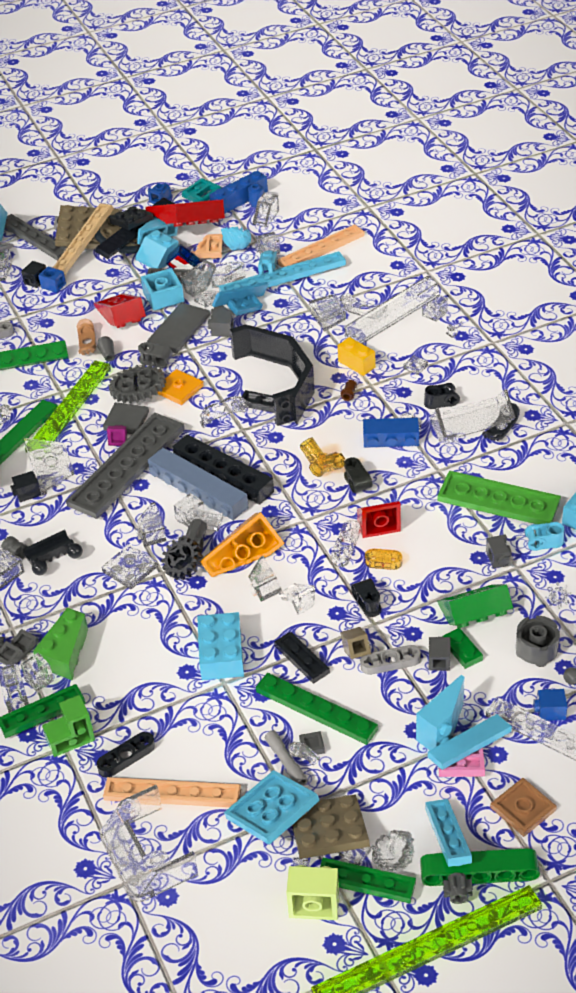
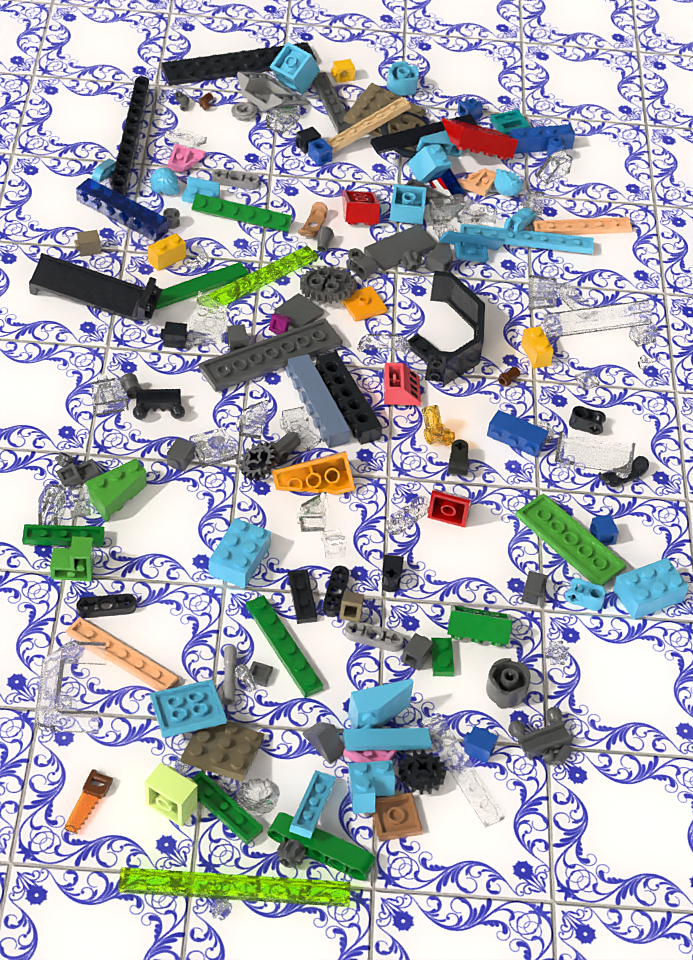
camera: 20 degrees right, 5 degrees up
(26, 207) = (343, 70): none -> yellow brick
(85, 191) = (402, 78): none -> medium azure brick
(85, 463) = (236, 337): none -> dark grey brick
(104, 586) = (180, 454): none -> dark grey brick
(131, 218) = (423, 123): black plate -> none
(197, 333) = (411, 260): none -> dark grey gear
(233, 943) = (88, 800): none -> clear orange piece
(261, 438) = (400, 385): none -> coral slope
(327, 645) = (333, 583): none -> black beam
(383, 559) = (430, 545): clear yellow beam -> none
(413, 771) = (325, 740): none -> dark grey slope
(429, 974) = (221, 909): none -> clear plate
(483, 788) = (367, 781): none -> medium azure brick
(520, 754) = (422, 772): none -> black gear
(521, 475) = (604, 529): none -> blue brick

